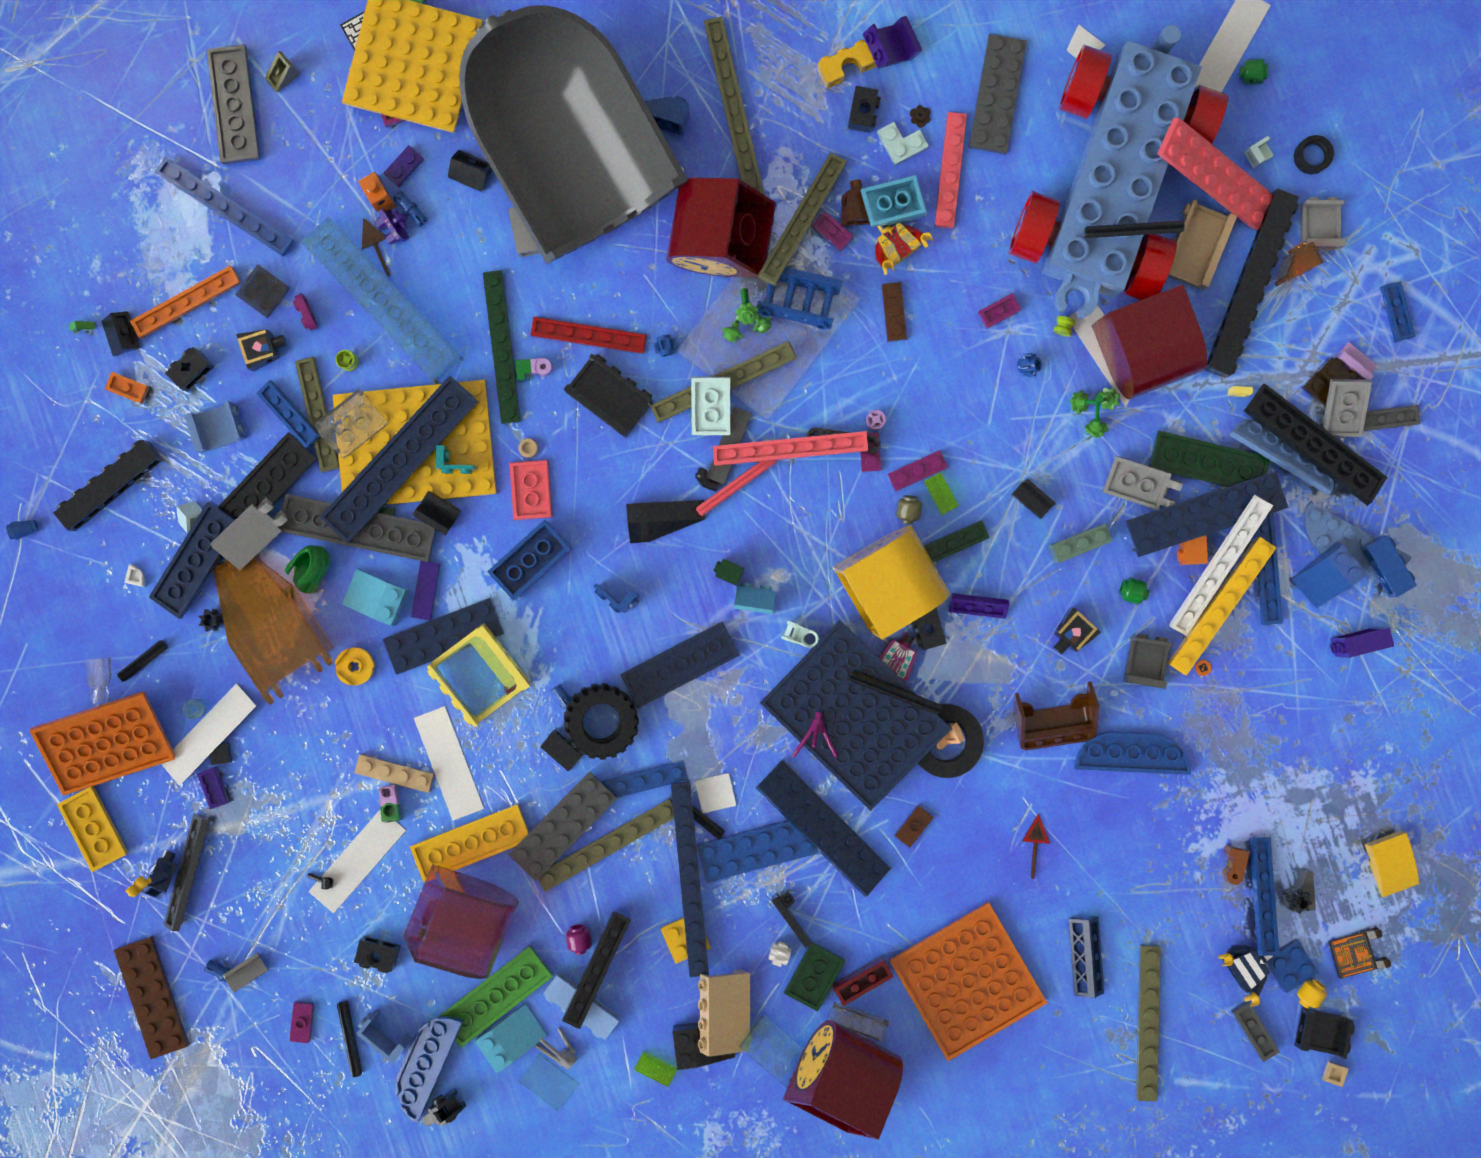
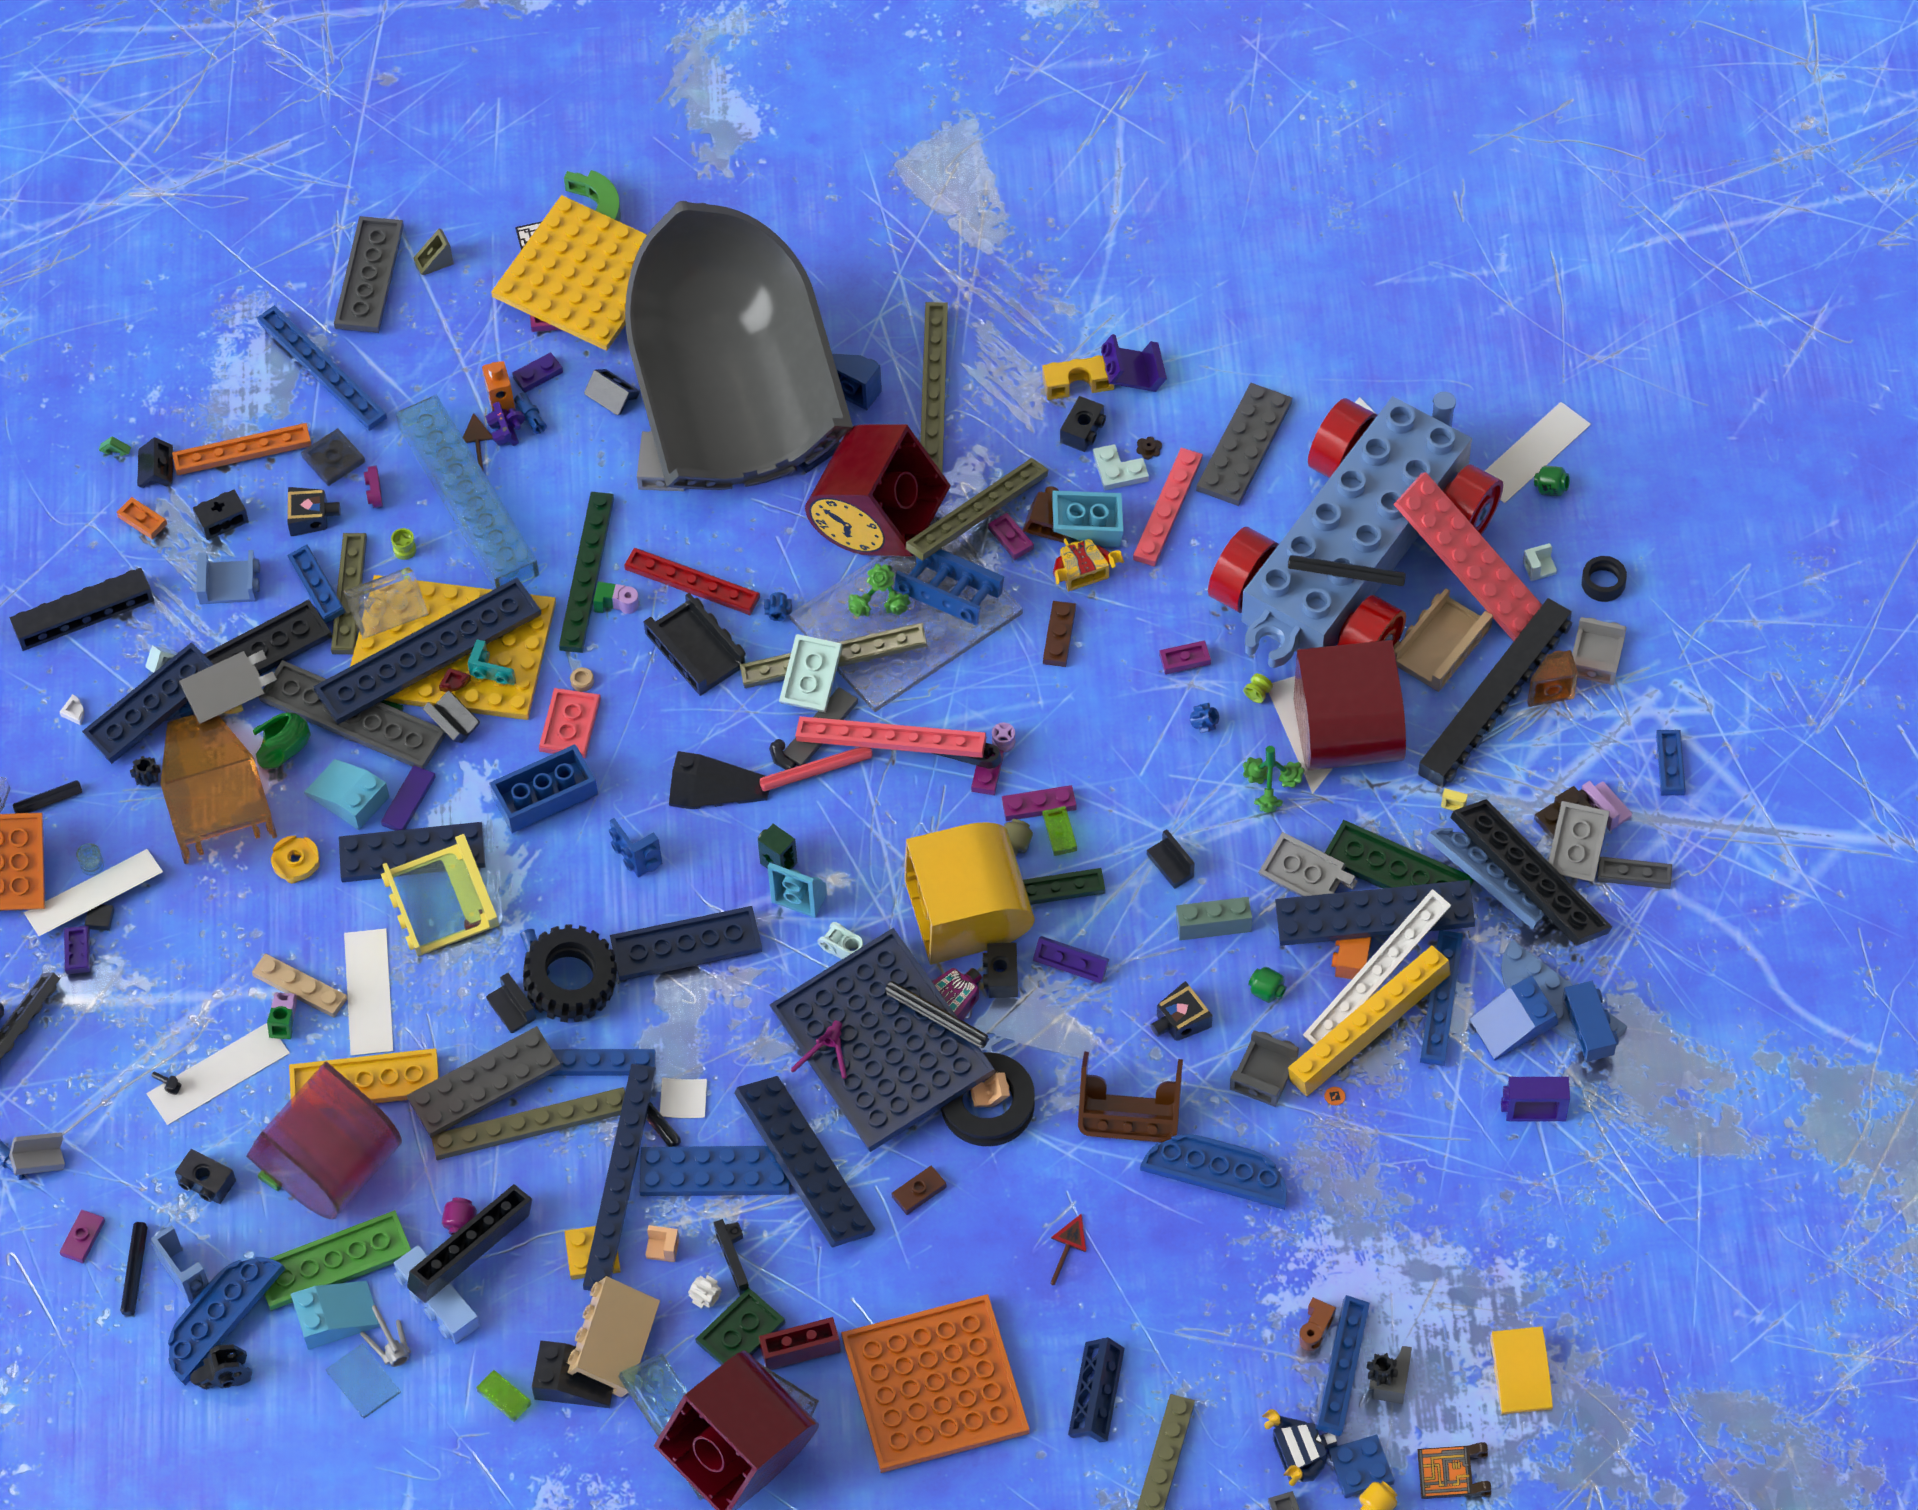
camera: 15 degrees right, 30 degrees down
(428, 480) = (454, 680): none -> dark red tile
(736, 921) = (662, 1243): none -> light nougat panel

